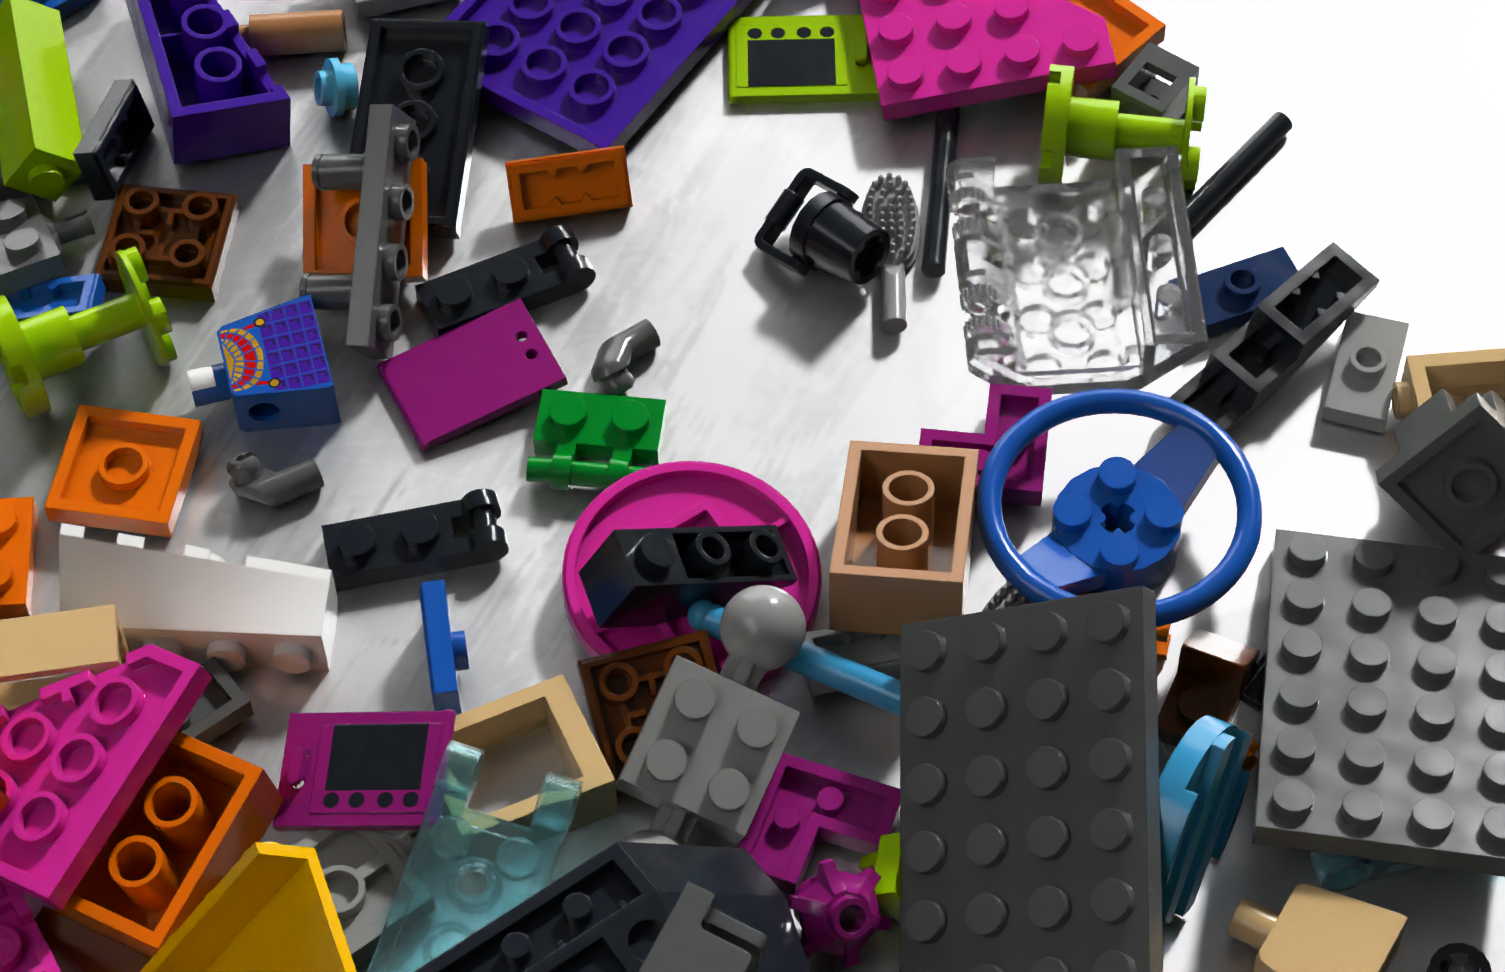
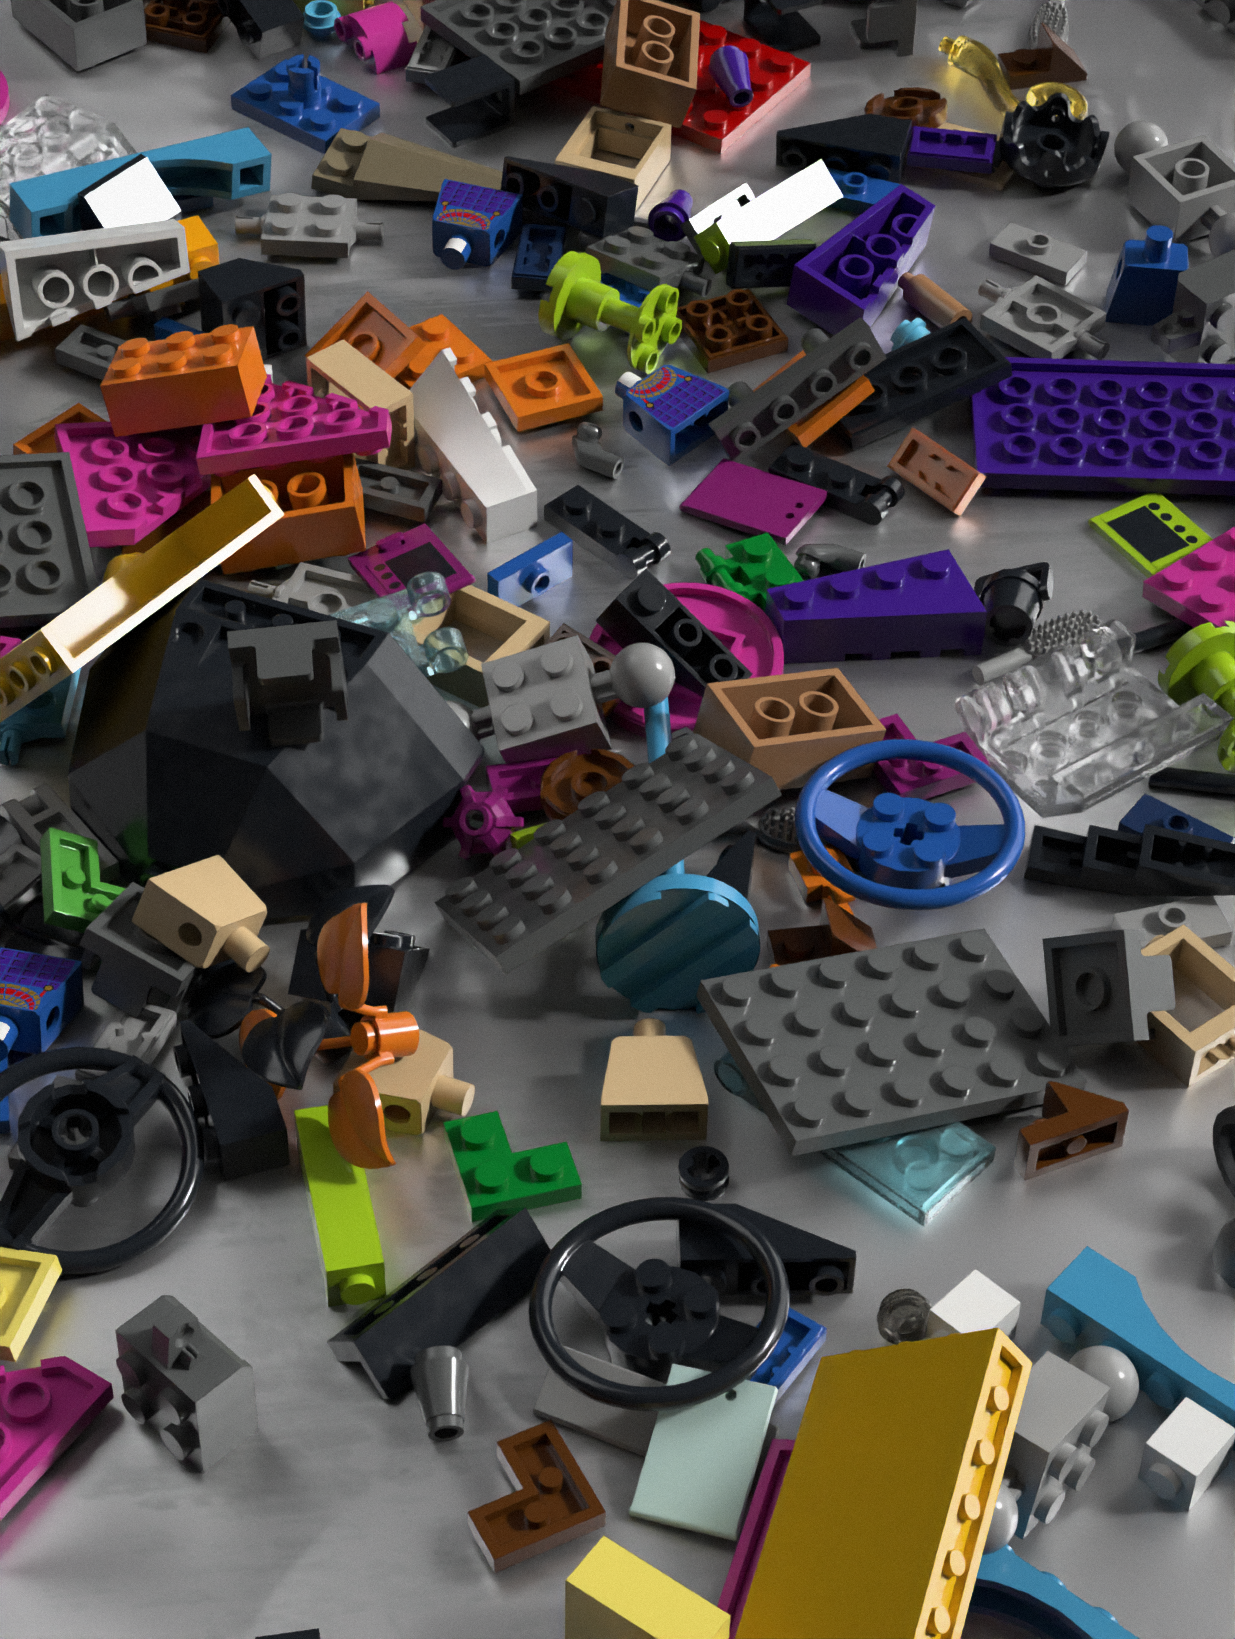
camera: 55 degrees right, 10 degrees down
(759, 348) = (879, 610): none -> dark purple wedge
(847, 779) = (576, 777): none -> reddish brown tile

